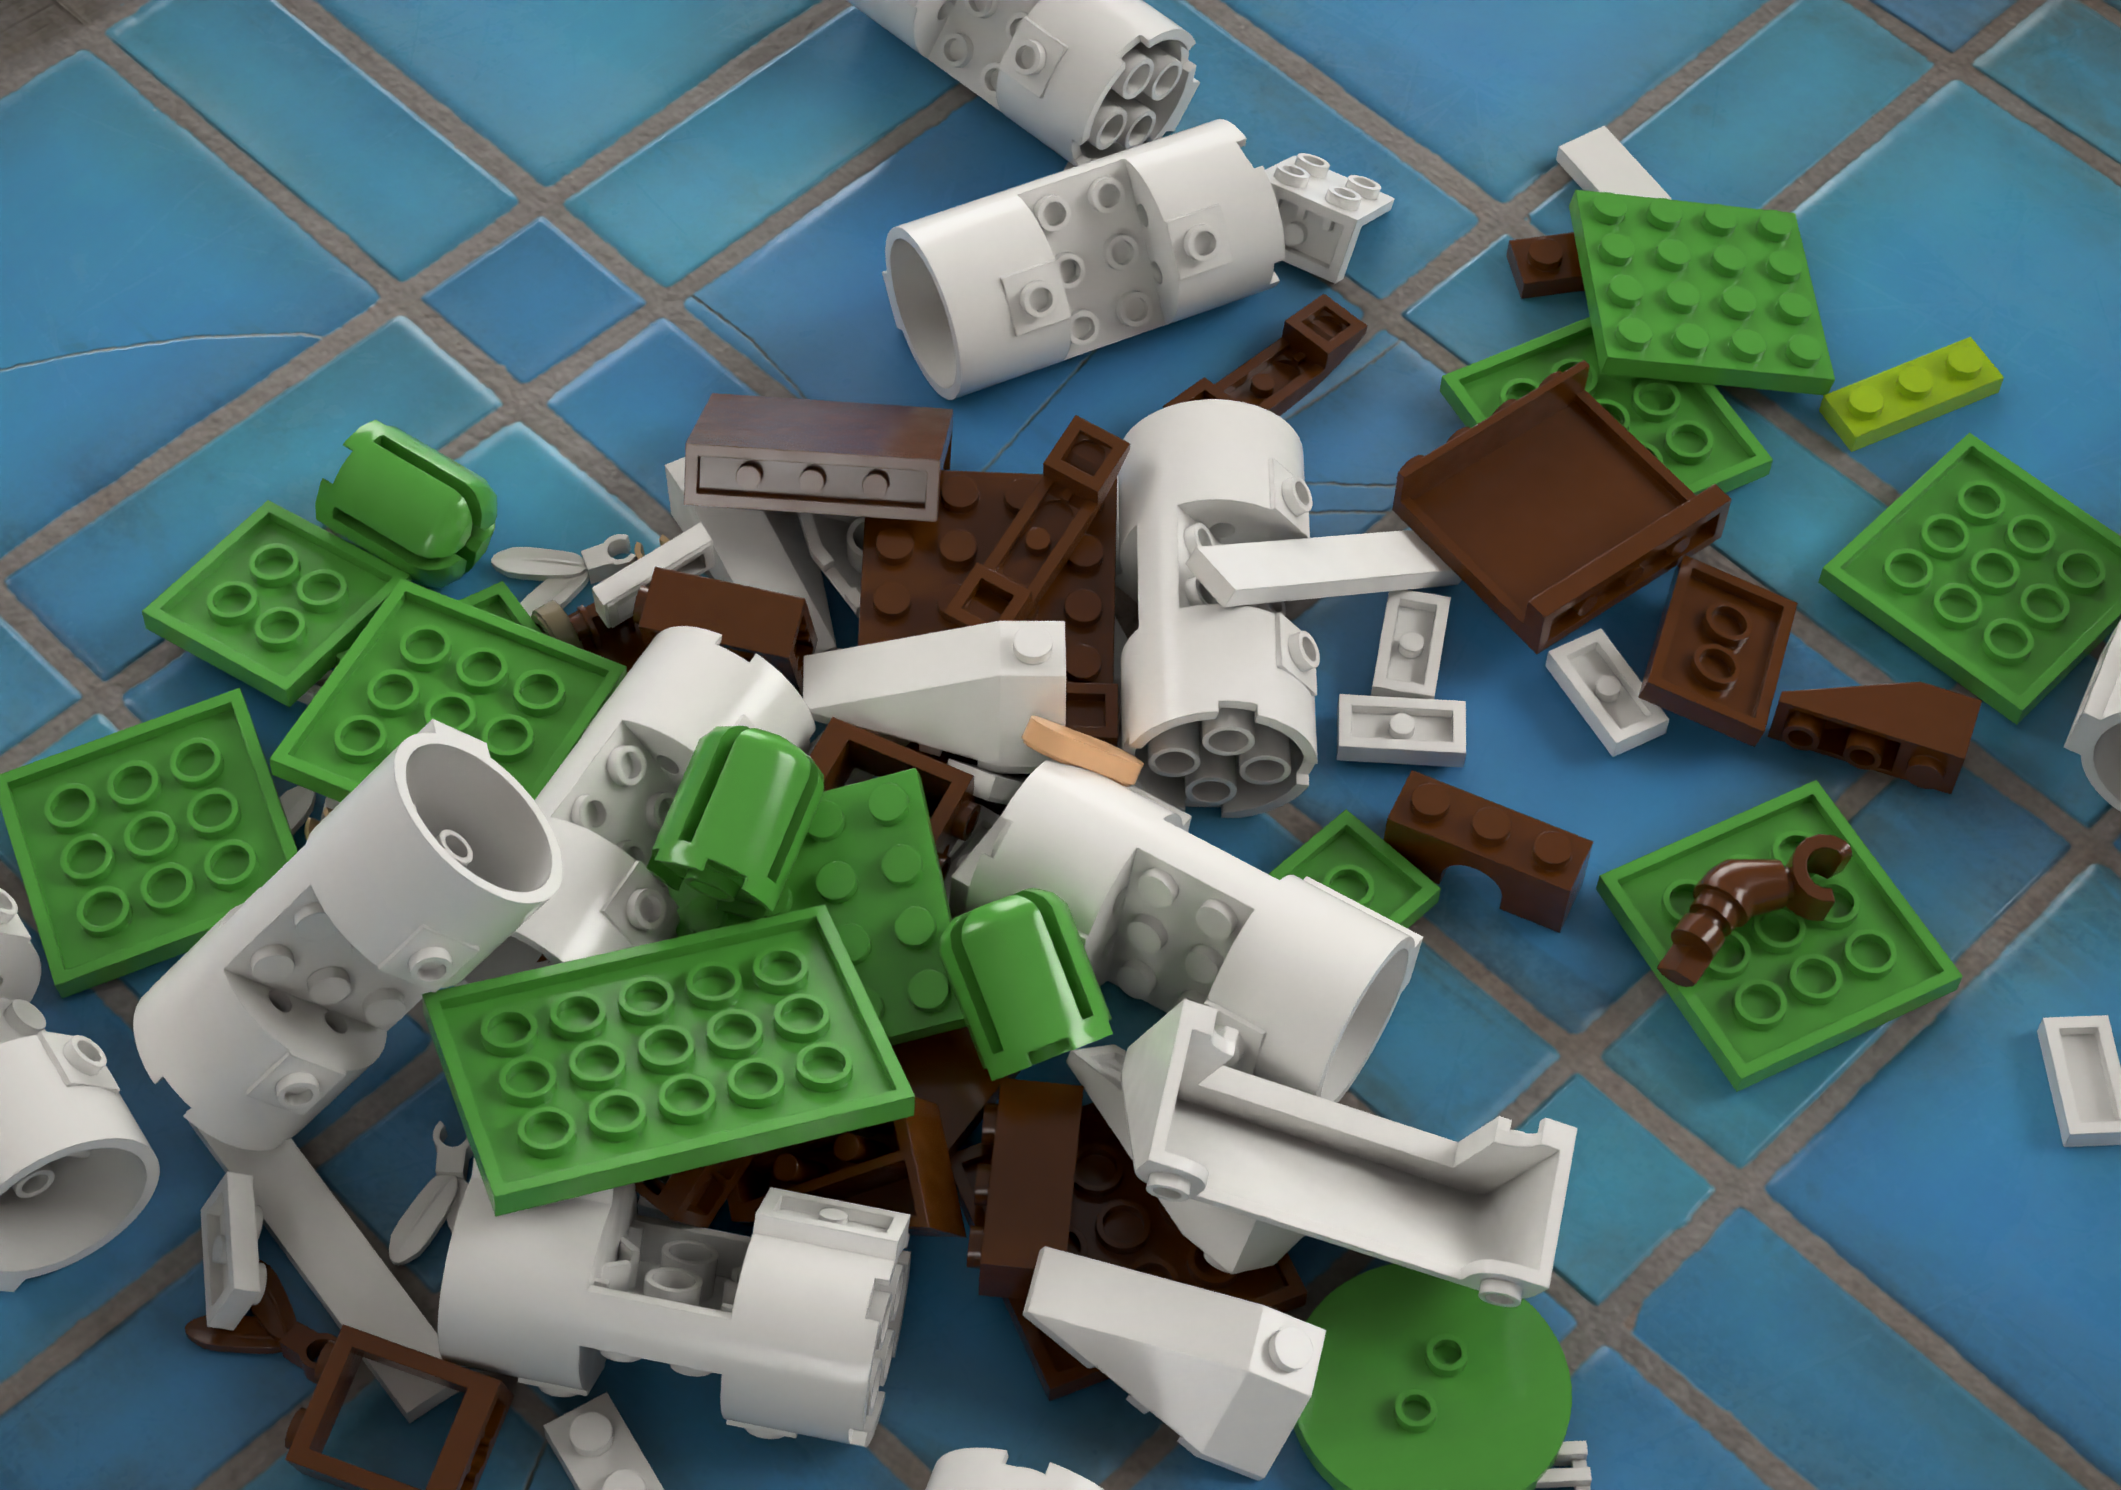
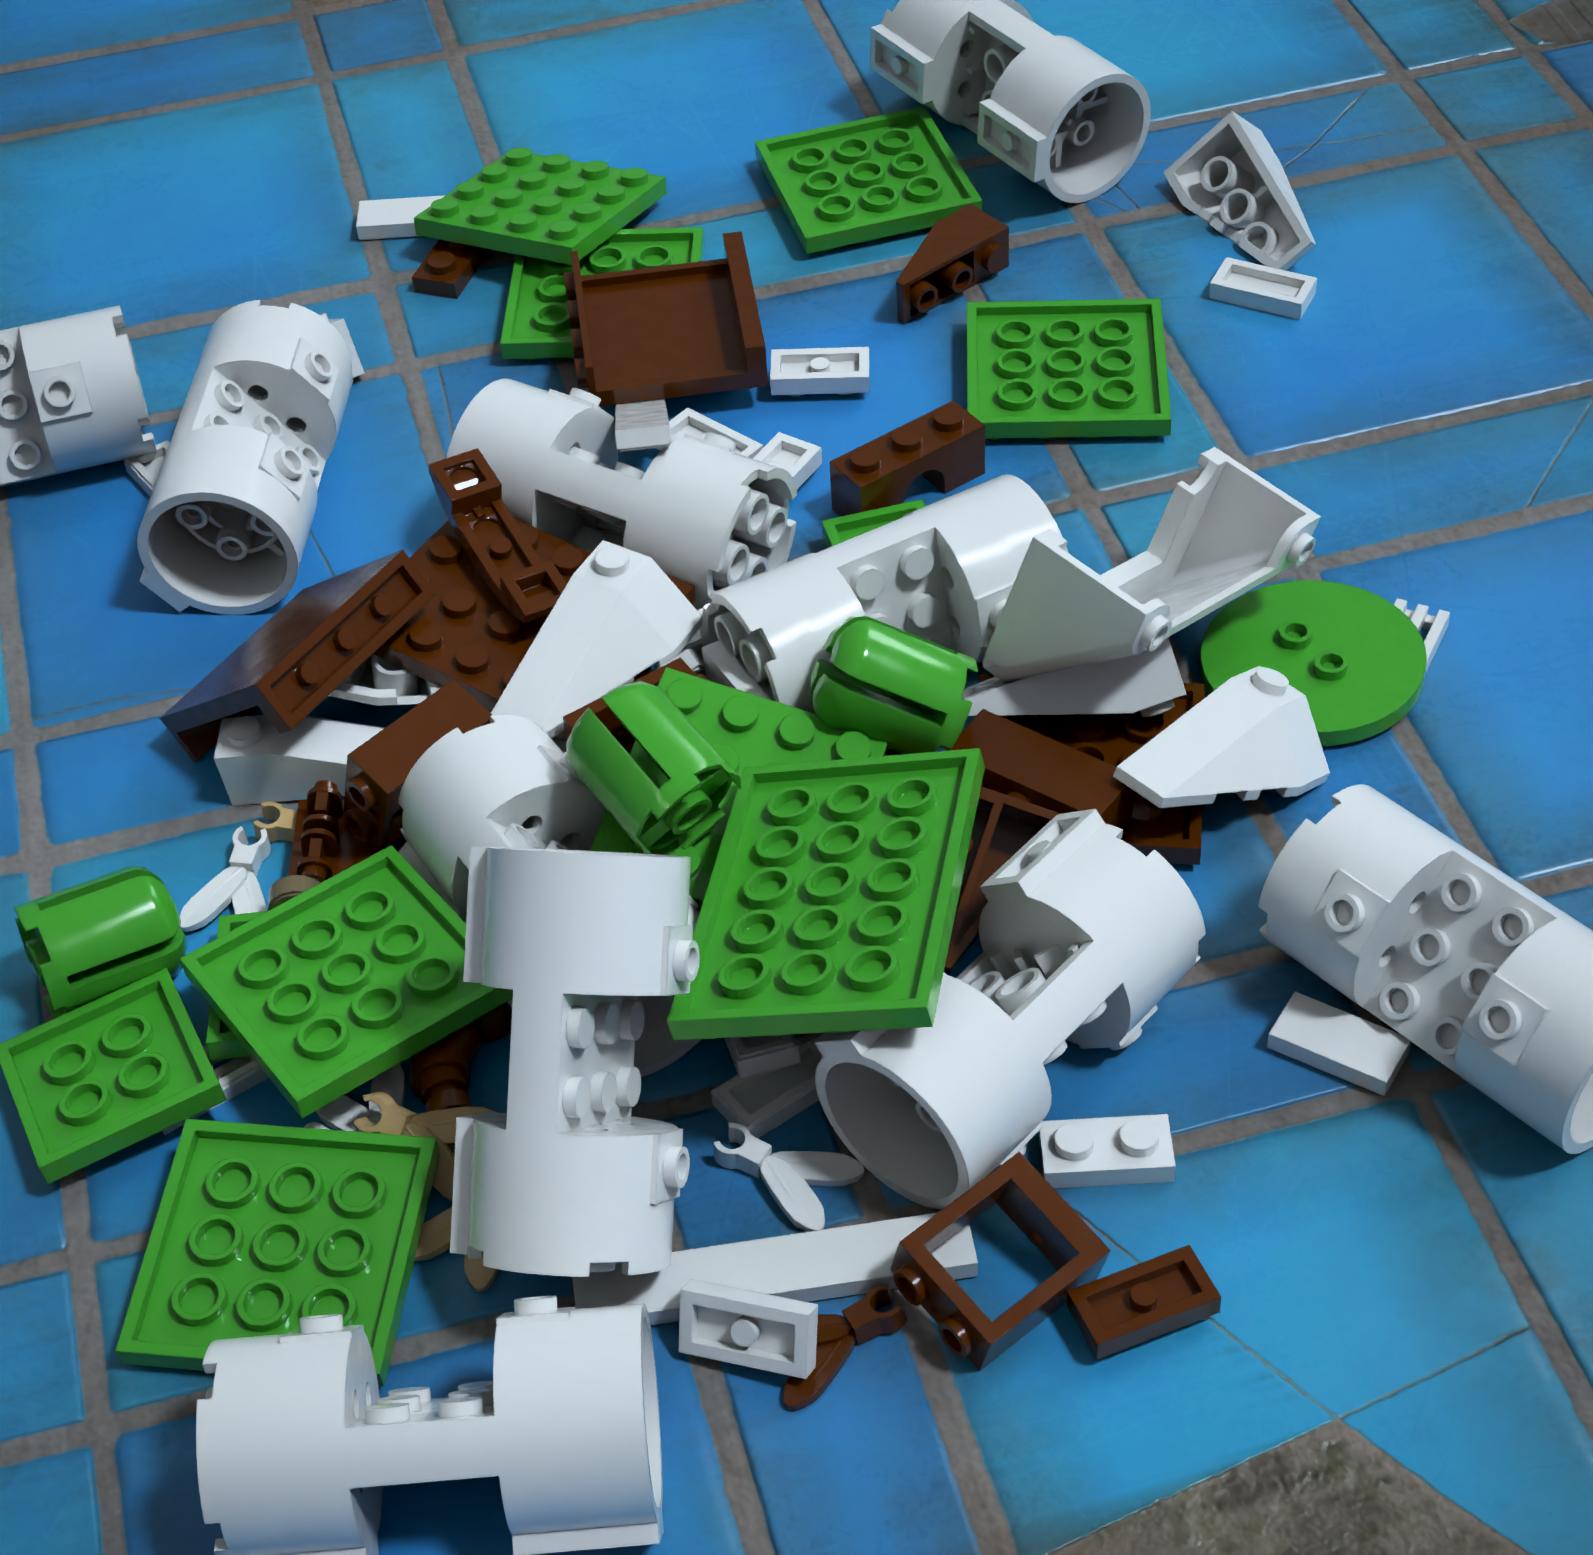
camera: 55 degrees left, 10 degrees down
(687, 553) = (331, 786): white tile -> none
(1081, 751) = (696, 590): light nougat tile -> none
(1292, 366) = (414, 419): reddish brown slope -> none
(1718, 651) = (835, 304): reddish brown plate -> none
(1748, 888) = (1040, 357): reddish brown piece -> none
(1911, 394) = (695, 162): lime plate -> none

